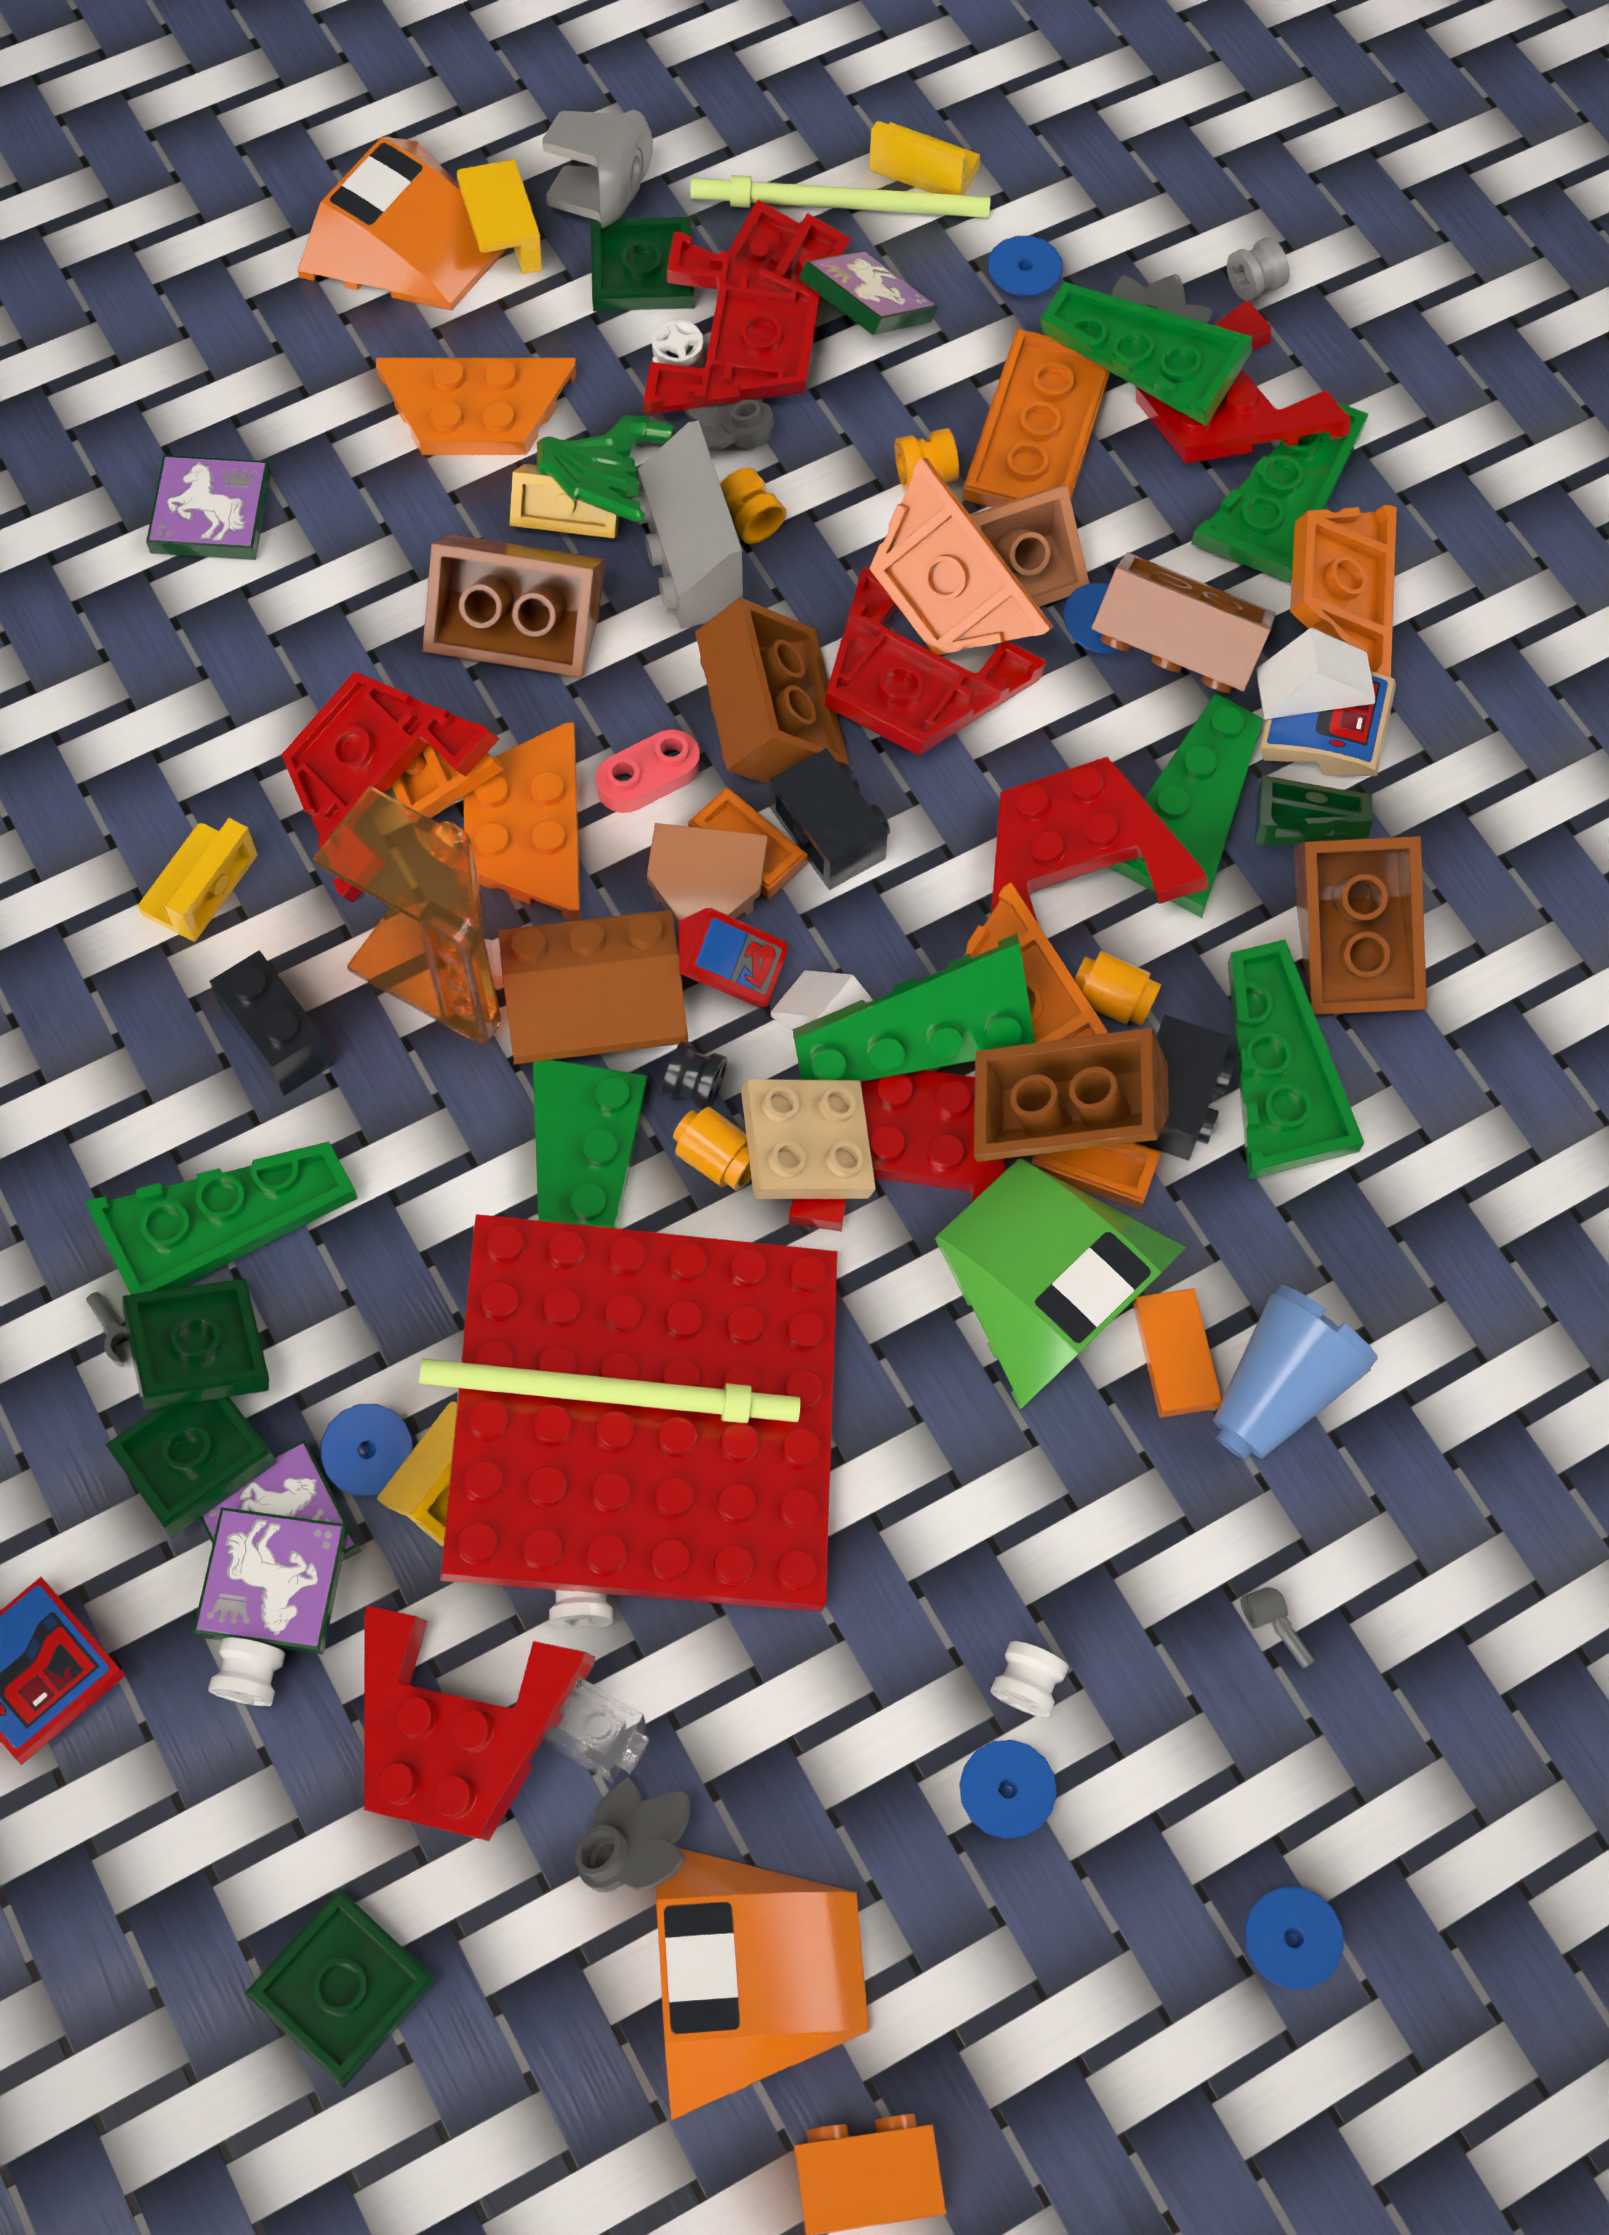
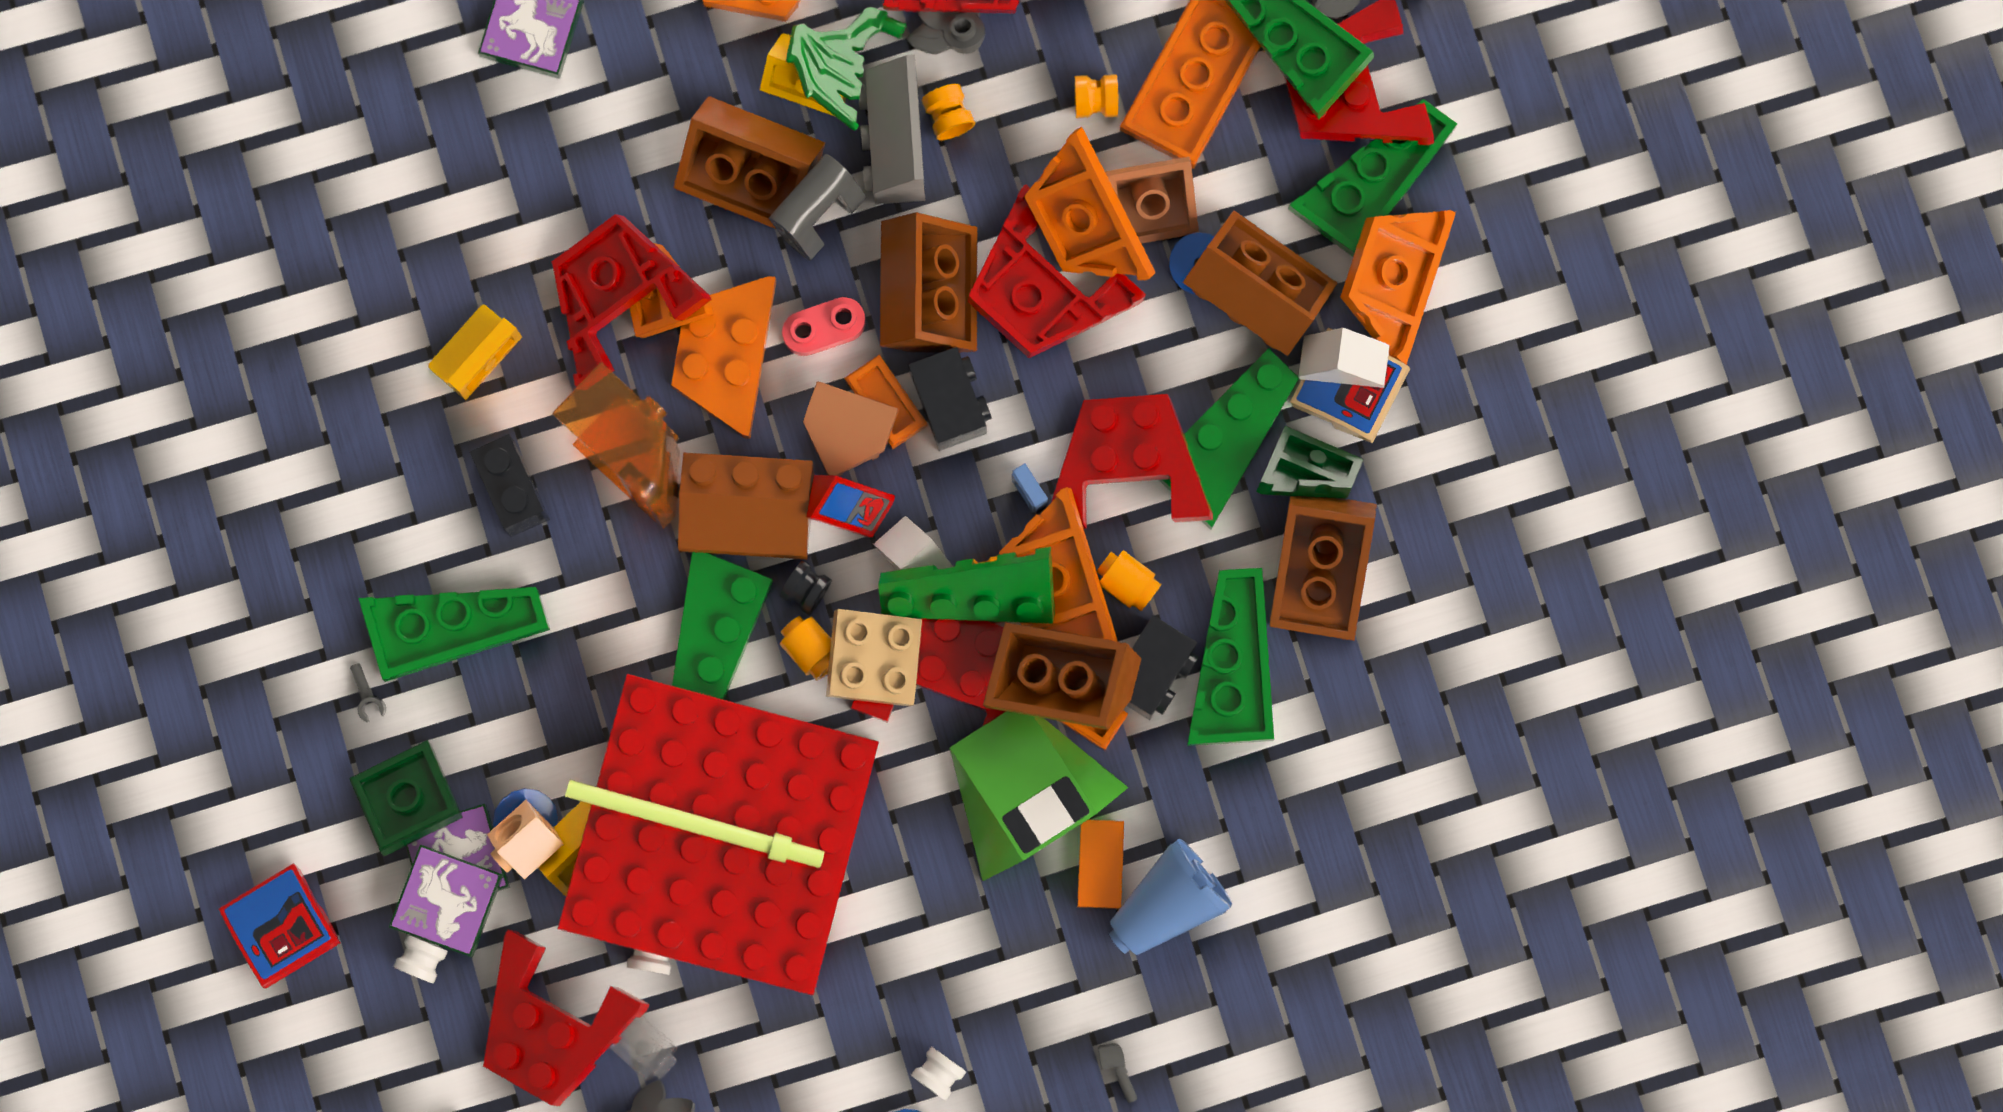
camera: 15 degrees right, 15 degrees up
(195, 1343) = (420, 720): dark green tile -> none
(370, 1472) = (523, 840): none -> light nougat brick
(617, 597) = (809, 201): none -> dark grey connector
(959, 902) = (1029, 488): none -> medium blue tile

